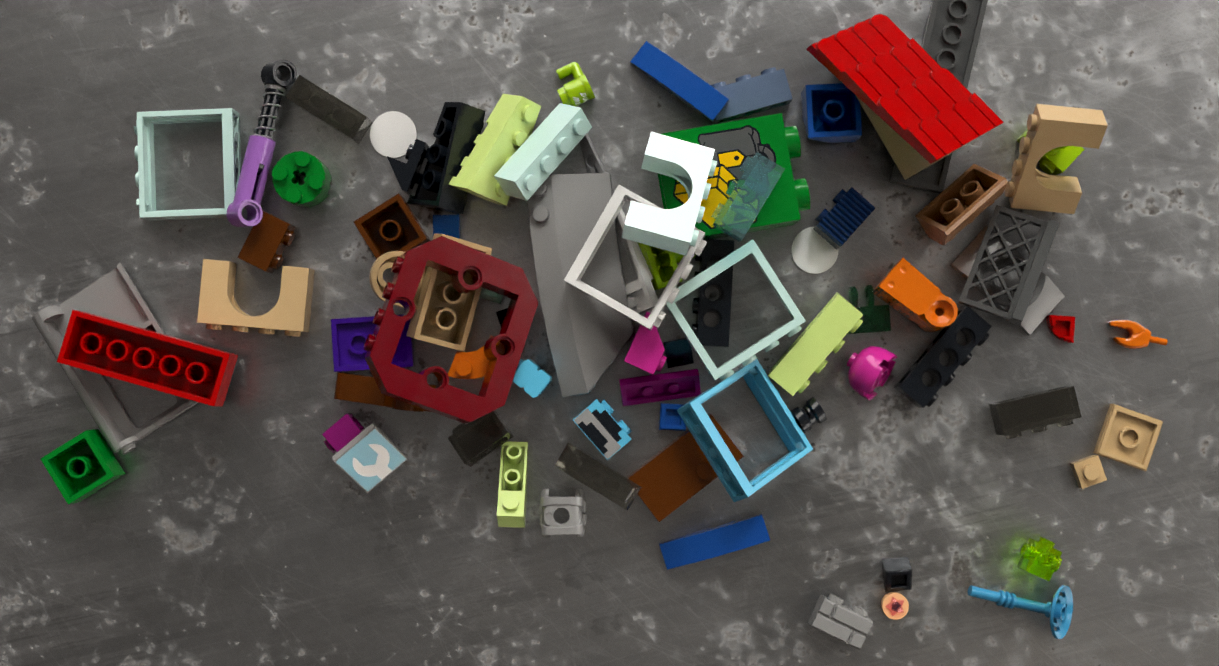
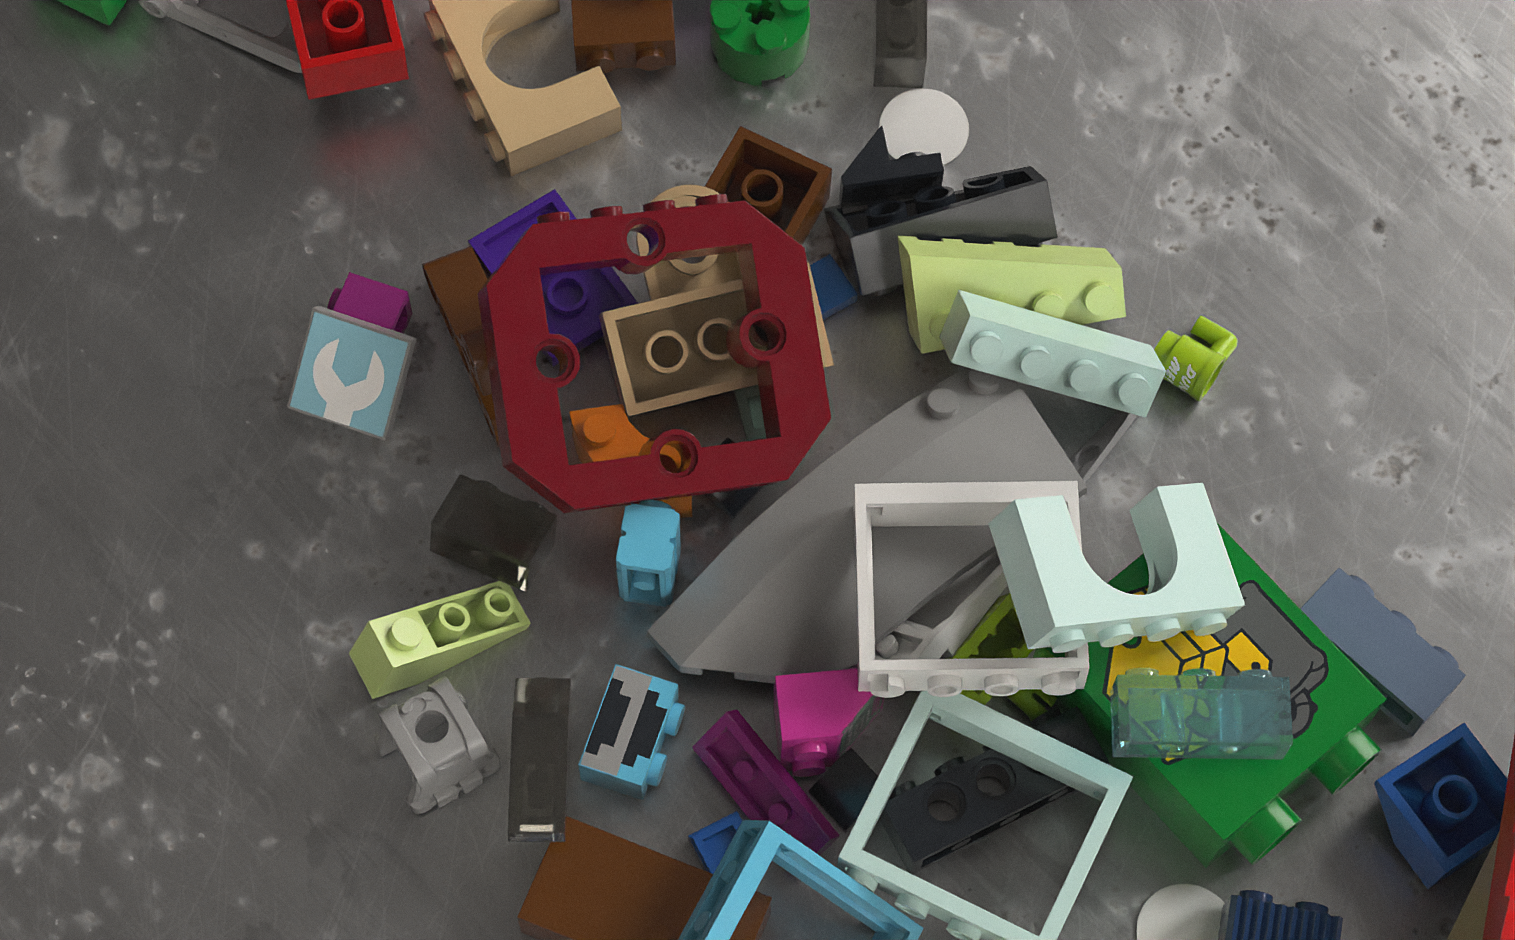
camera: 55 degrees right, 20 degrees down
(679, 81) = (1322, 519): blue slope -> none

